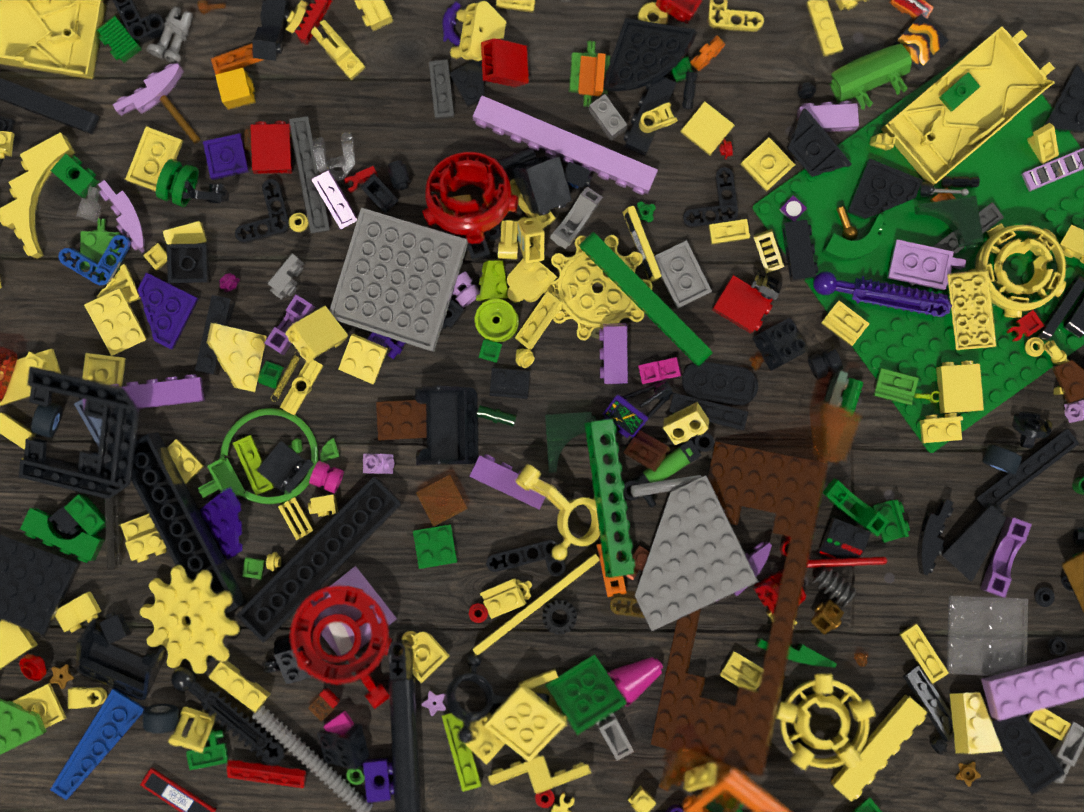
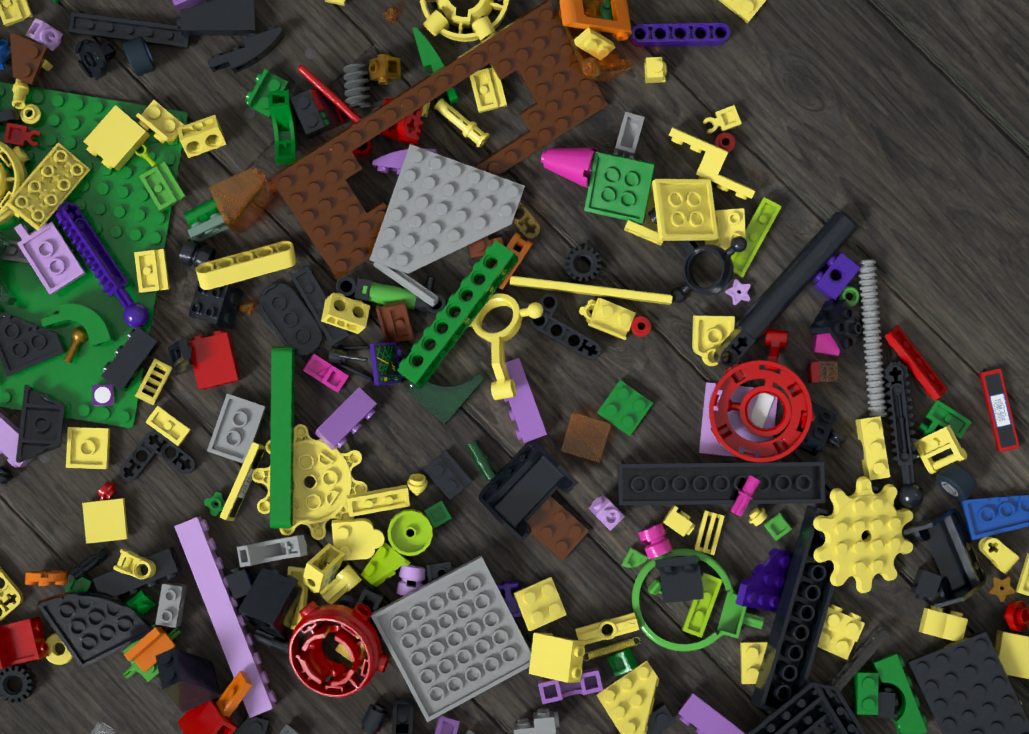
camera: 130 degrees left, 0 degrees up
(294, 566) = (745, 495): none -> dark pink axle
(507, 100) = (234, 694): none -> orange plate
(548, 80) = (187, 678): none -> black slope
(629, 99) = (141, 602): none -> green plate
(728, 633) = (469, 128): none -> light yellow pin
(785, 389) = (246, 265): none -> light yellow beam
(904, 446) = (201, 136): none -> light yellow brick

